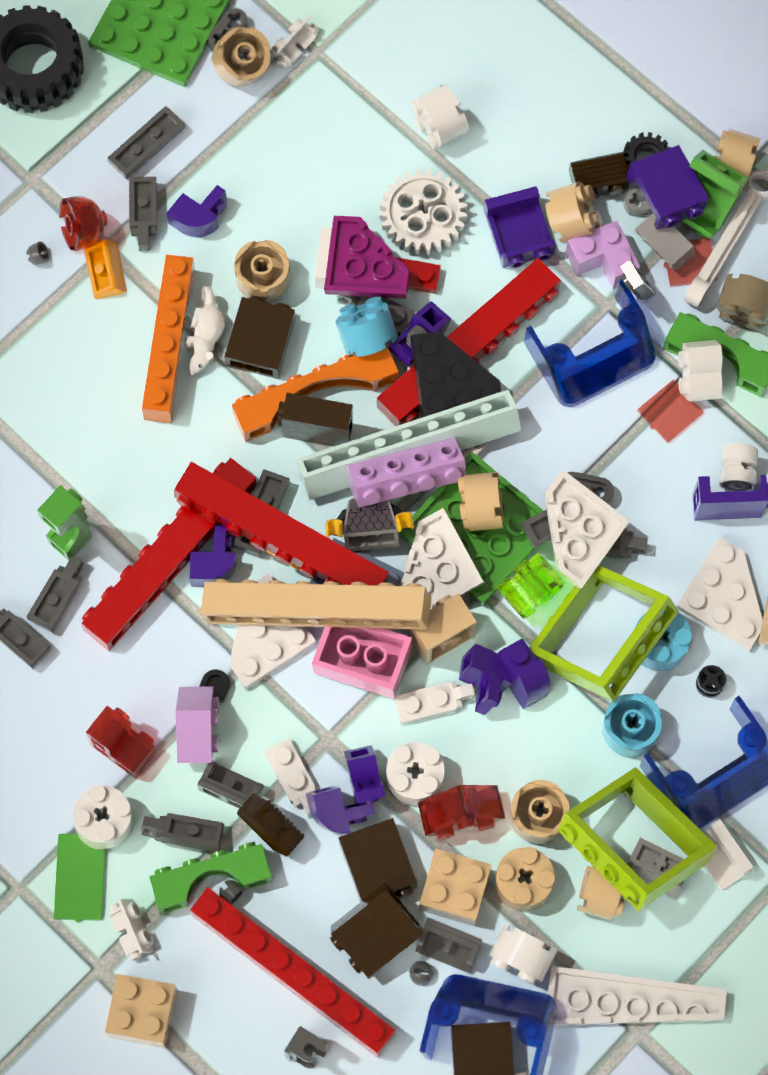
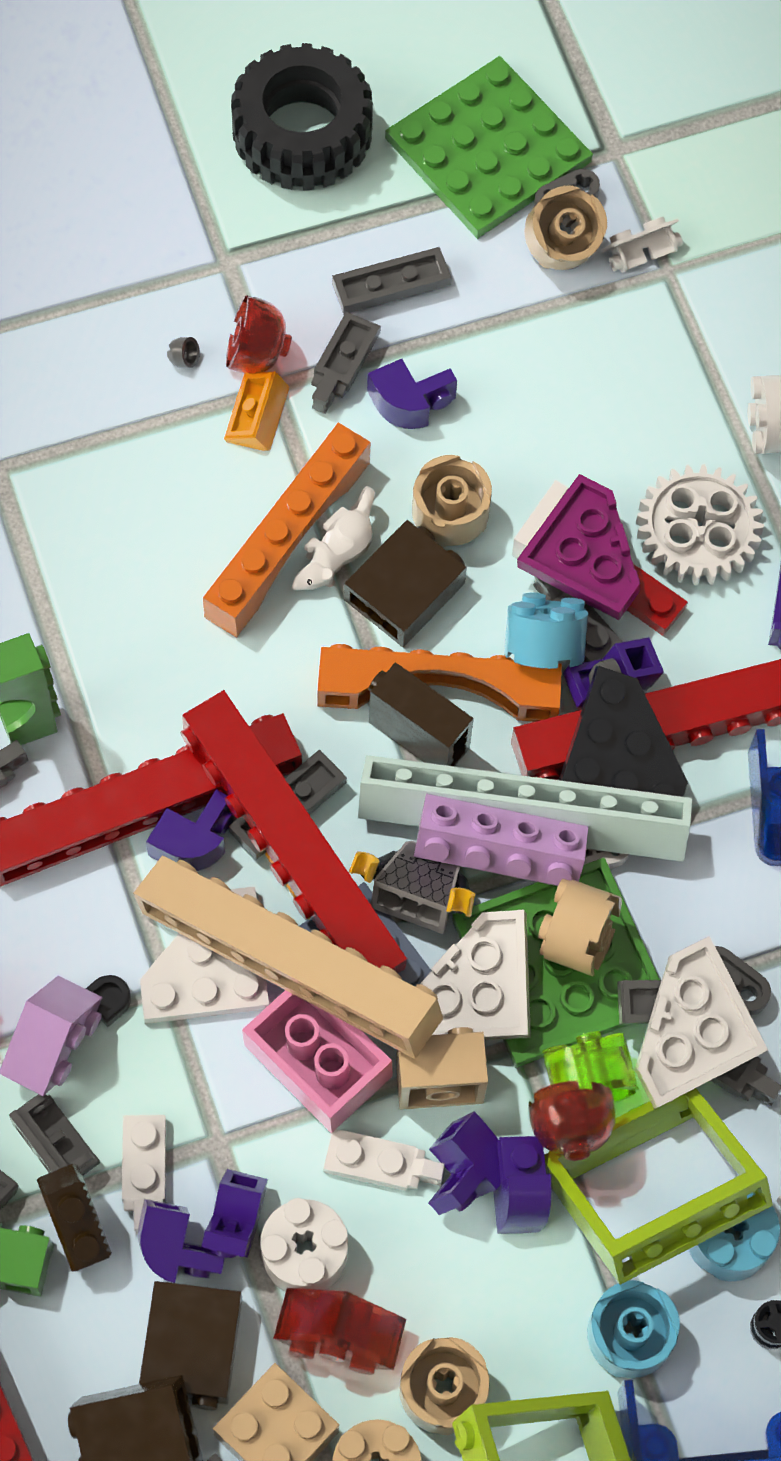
camera: 25 degrees right, 5 degrees down
(537, 619) = (572, 1119): none -> clear red cylinder

